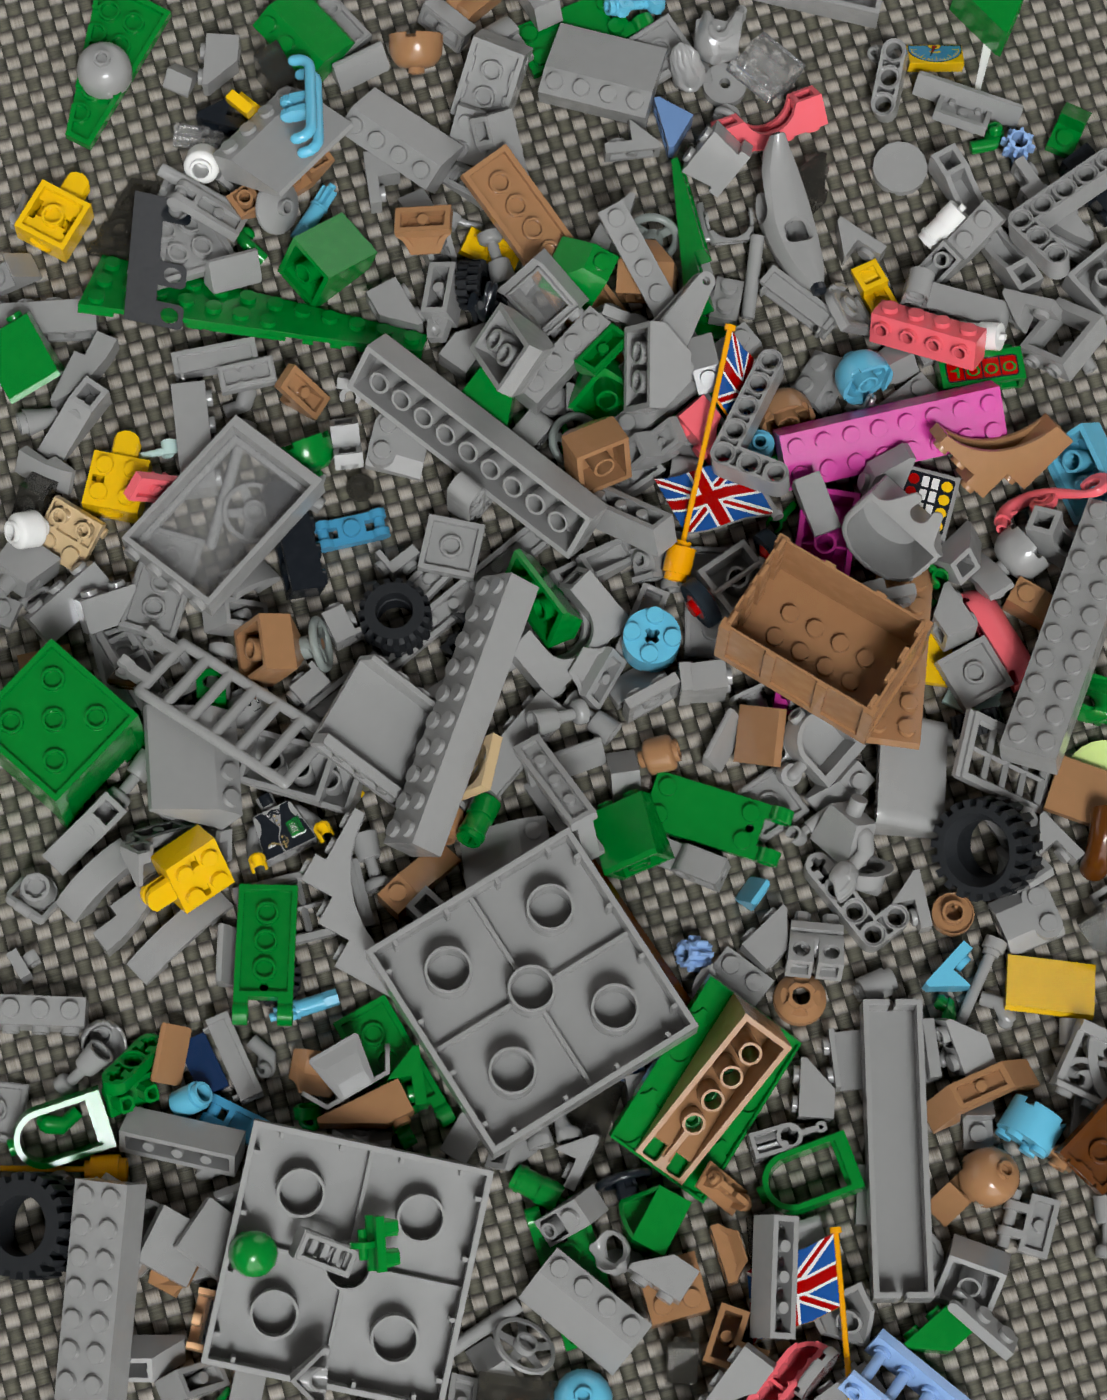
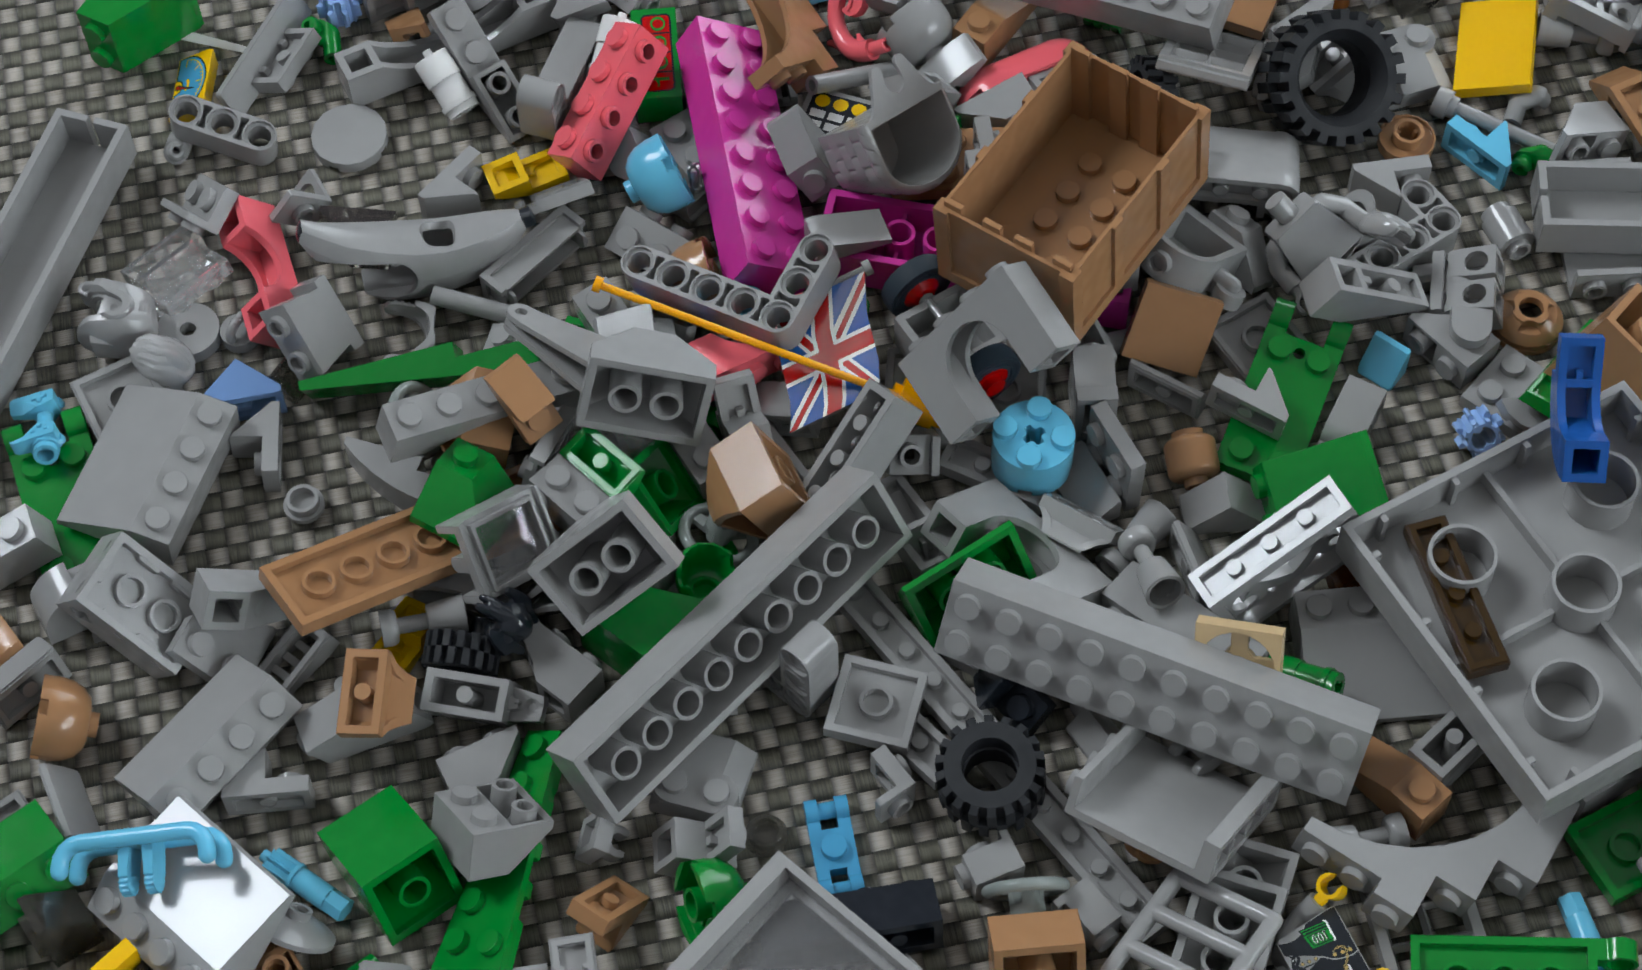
camera: 80 degrees left, 15 degrees down
(345, 311) = (488, 826): none -> light grey slope
(511, 908) = (1461, 613): none -> dark brown tile
(532, 426) = (703, 569): none -> green hair
(590, 176) = (303, 504): none -> light grey plate
(639, 290) = (524, 399): none -> medium nougat slope
(652, 984) = (1575, 412): none -> blue arch
(690, 586) = (941, 362): none -> light grey arch
(695, 796) = (1258, 409): none -> light grey slope
(774, 945) = (1470, 326): none -> light grey tile
(794, 868) = (1357, 290): none -> light grey slope
(817, 75) = (205, 206): none -> light grey bracket
(825, 144) = (300, 204): none -> light grey bracket
(972, 508) = (846, 78): none -> light grey piece
(1000, 193) = (407, 25): none -> medium nougat tile

